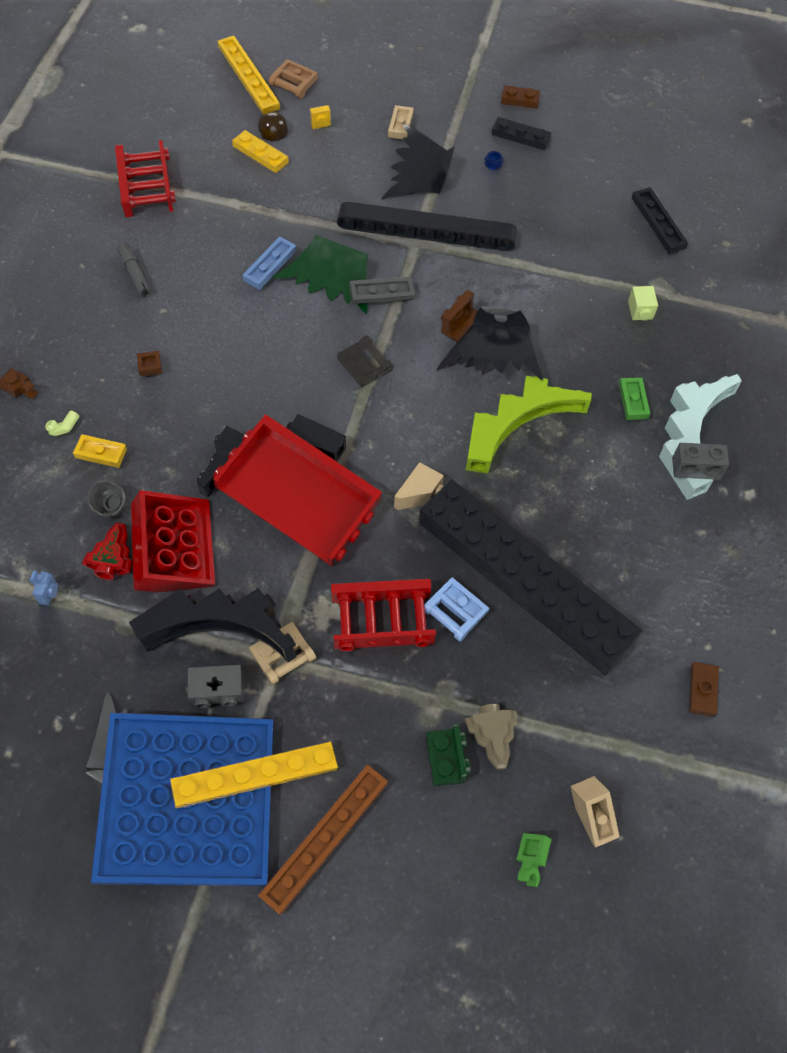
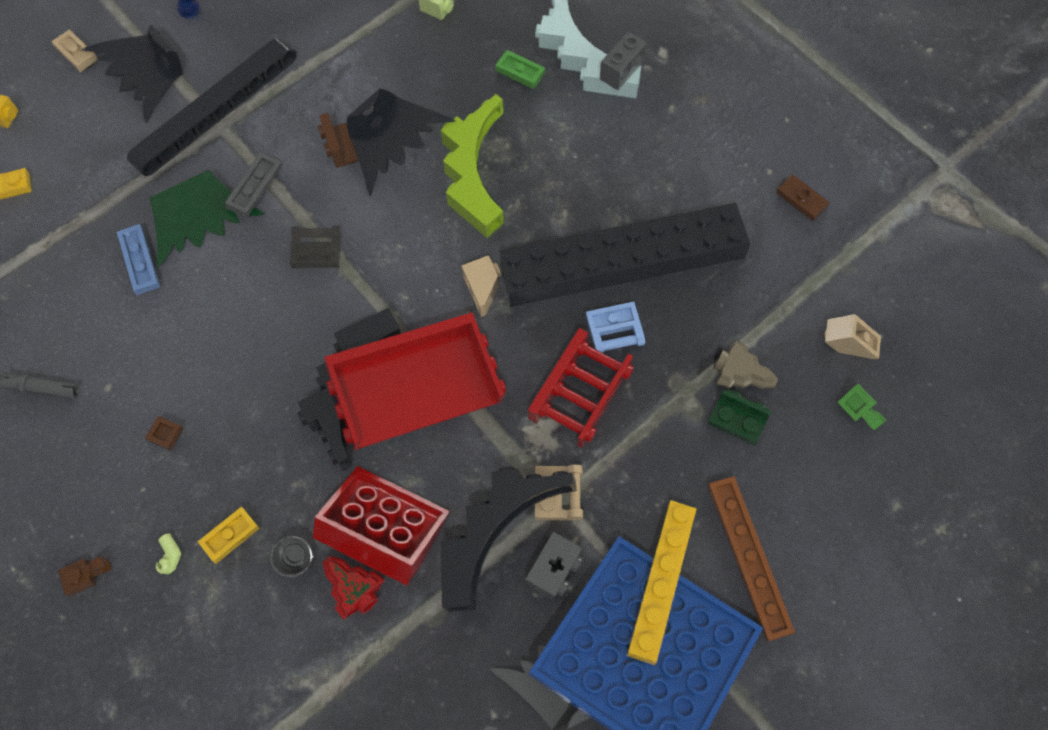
camera: 50 degrees left, 5 degrees up
(45, 587) = (345, 666): medium blue plate -> none

